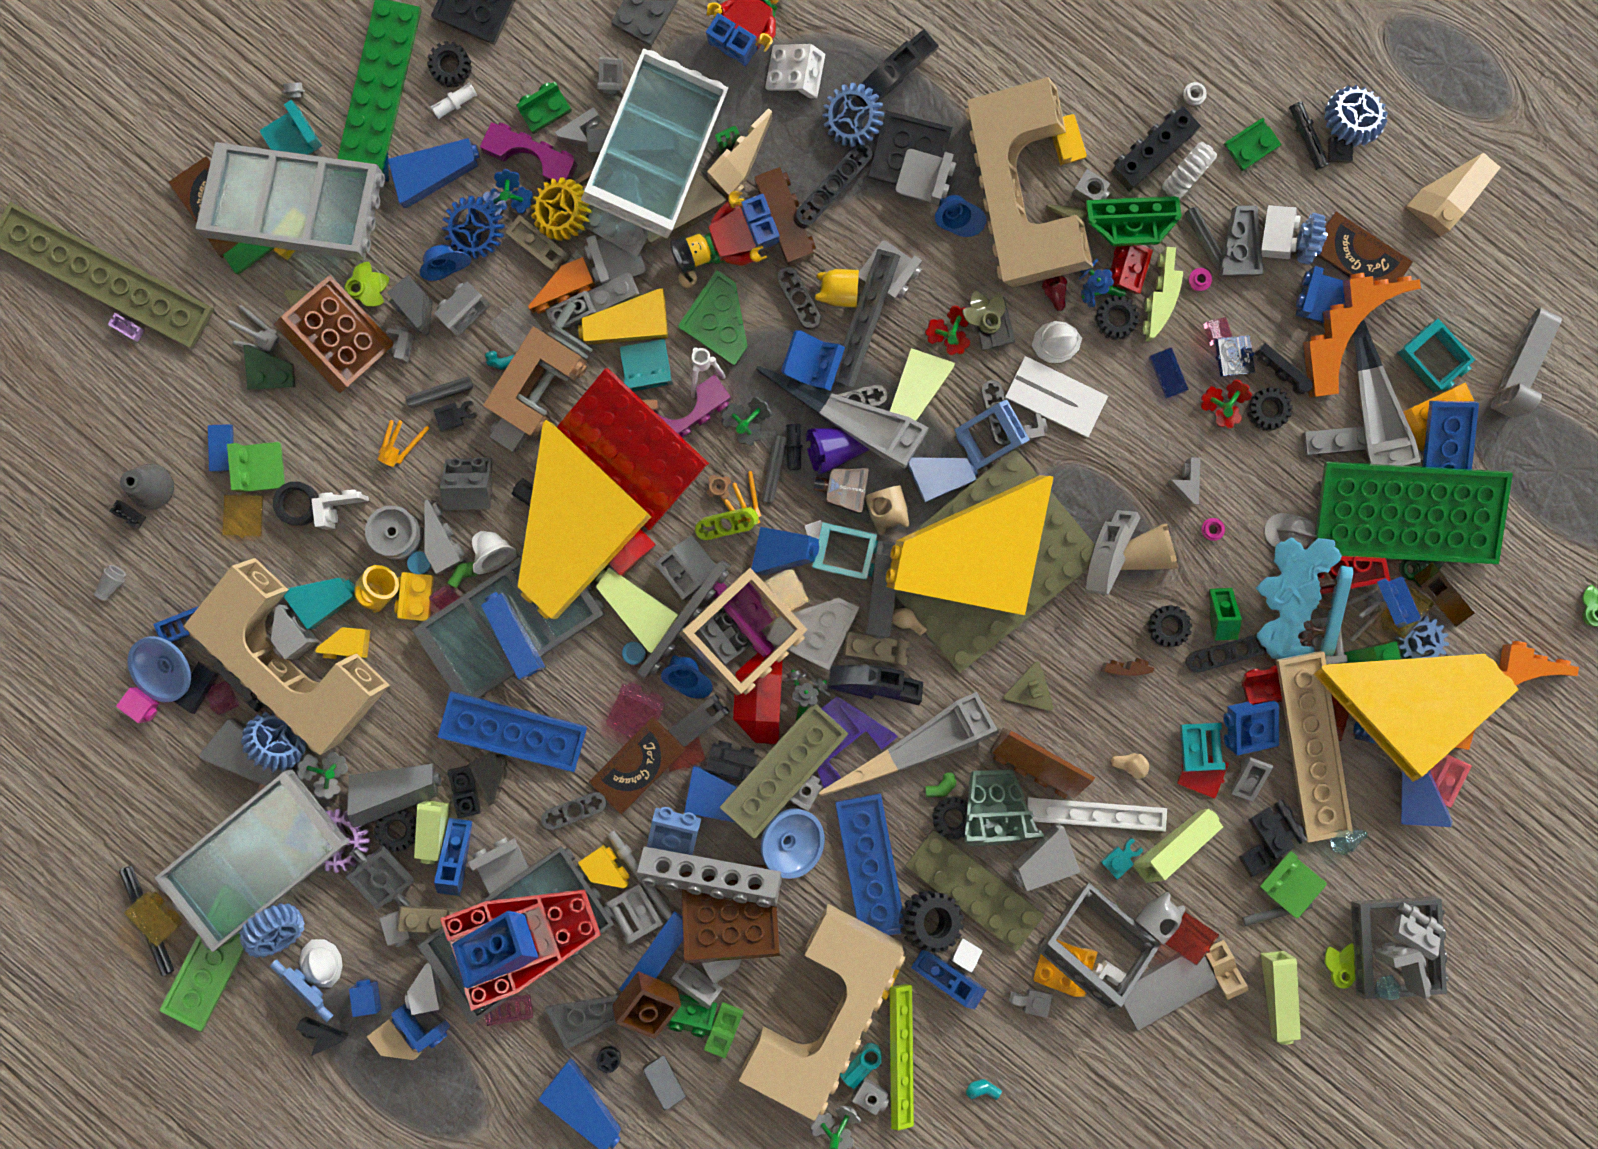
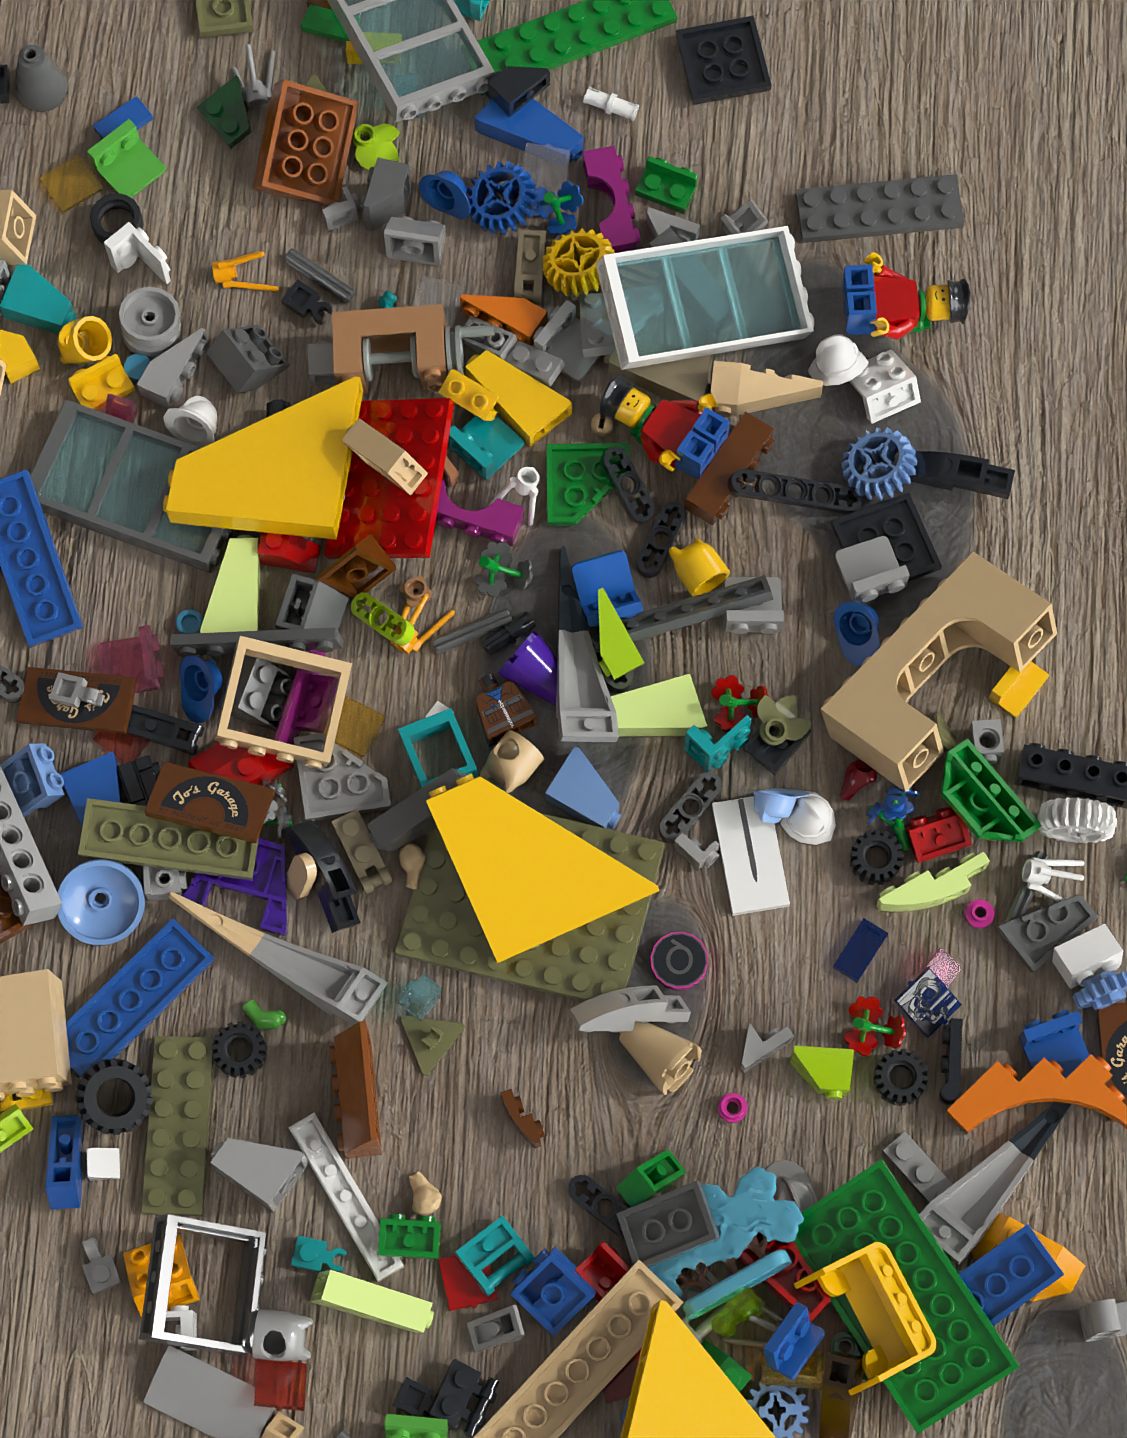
camera: 55 degrees right, 15 degrees down
(399, 157) = (517, 86): none -> black slope
(445, 51) = (642, 63): black tyre -> none
(461, 571) = (153, 410): bright green arm -> none
(471, 179) = (547, 165): none -> clear piece
(512, 636) = (122, 491): blue slope -> none
(609, 354) = (470, 395): none -> yellow bracket
(619, 444) = (384, 456): none -> tan window
(632, 765) = (72, 689): none -> light grey plate
(678, 515) = (358, 568): none -> reddish brown slope
(729, 142) = (753, 359): green tile -> none
(754, 287) = (644, 498): none -> black beam
(760, 89) = (837, 361): none -> white piece
(780, 728) = (209, 802): none -> reddish brown tile
(782, 551) = (393, 690): blue slope -> none
(858, 383) = (615, 643): none -> lime slope
(868, 700) = (301, 875): none -> tan tile
(972, 376) = (701, 747): none -> teal bracket
(997, 810) = (275, 1083): sand green wedge -> none
(1002, 678) = (420, 996): none -> clear light blue brick
(1010, 425) = (676, 830): medium blue window -> none
(1037, 353) = (776, 803): none -> light blue piece
(1094, 494) = (679, 960): none -> black tile
(1154, 793) = (409, 1237): none -> green bracket
(1183, 626) = (598, 1114): black tyre -> none
(1205, 222) = (1037, 872): none -> white plant
(1235, 453) = (824, 1069): none -> lime slope
(1268, 626) = (668, 1225): none -> dark grey plate
(1350, 623) = (738, 1309): none -> clear neon green plate
(1424, 530) = (883, 1309): none -> yellow windscreen
(1452, 345) = (1092, 1182): teal window -> none

